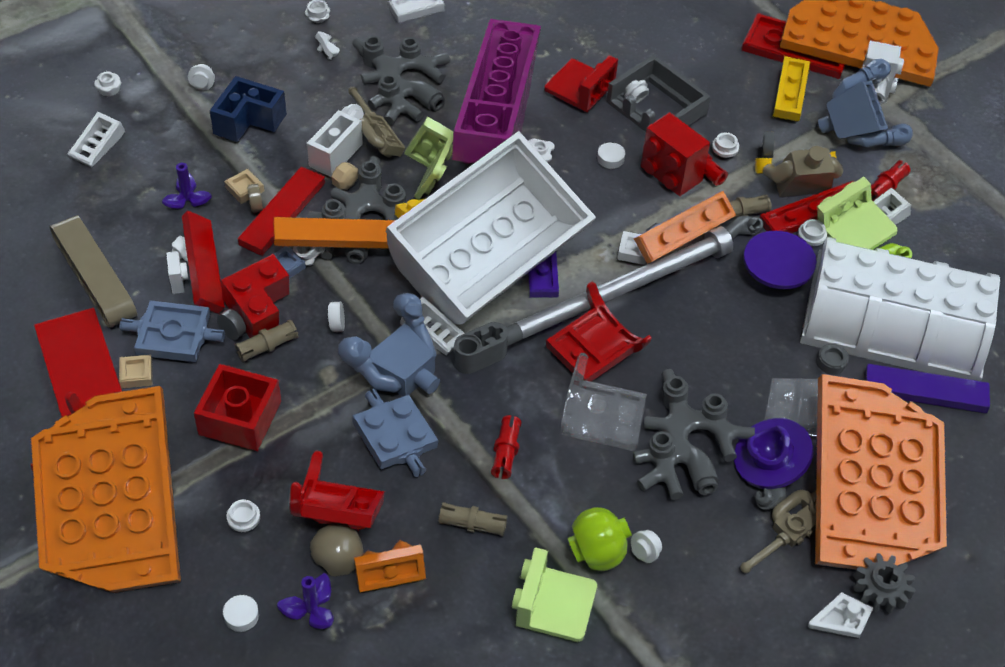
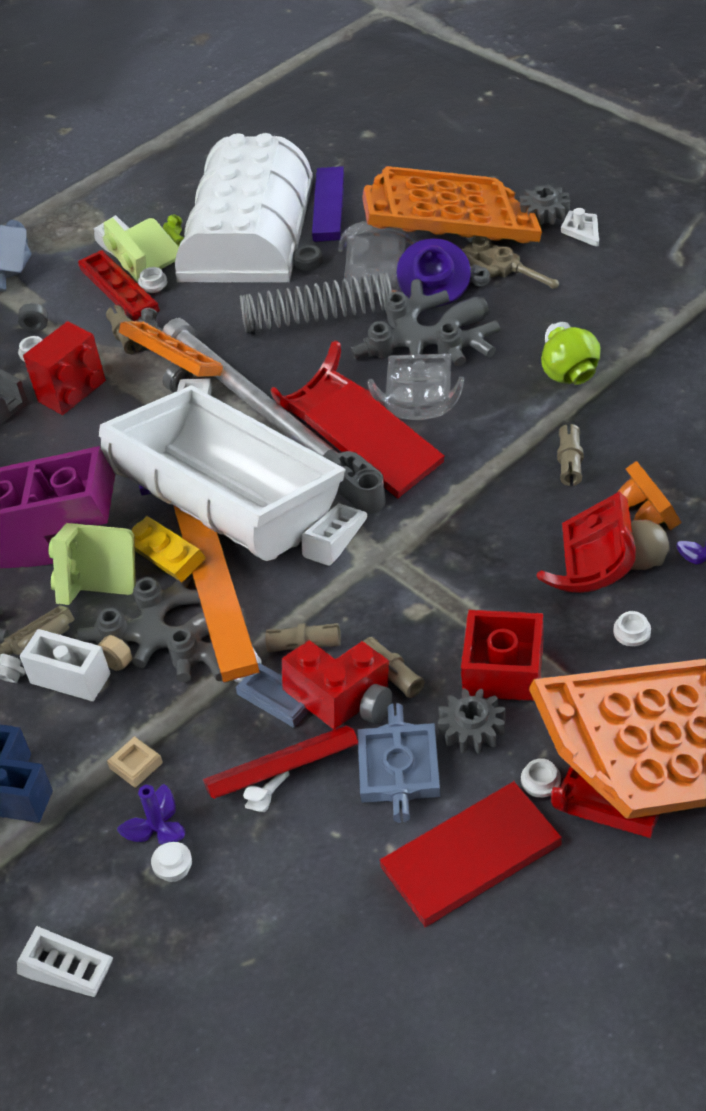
camera: 90 degrees left, 5 degrees down
(93, 271) = (315, 881): dark tan beam -> none
(135, 371) = (463, 788): tan tile -> none
(148, 198) = (171, 861): none -> white plate
(177, 272) = (305, 783): white plate -> none
(187, 380) = (471, 721): none -> dark grey gear
(254, 198) = (164, 733): dark tan tile -> none
(286, 203) = (175, 709): red tile -> none
(318, 290) = (292, 638): none -> dark tan pin
(336, 316) = (341, 609): white tile -> none
(395, 432) = (483, 533): sand blue plate -> none
(402, 359) = (387, 539): sand blue torso -> none
(506, 447) = (476, 446): red pin -> none
(530, 364) = (364, 426): none -> red tile
(553, 599) = (639, 385): yellowish green bracket -> none
(611, 155) = (52, 434): white tile -> none
(741, 415) = (246, 301): none -> light grey piece
(779, 259) = (200, 289): dark purple piece -> none
(802, 171) = (79, 282): dark tan torso -> none
(889, 179) = (75, 240): red pin -> none

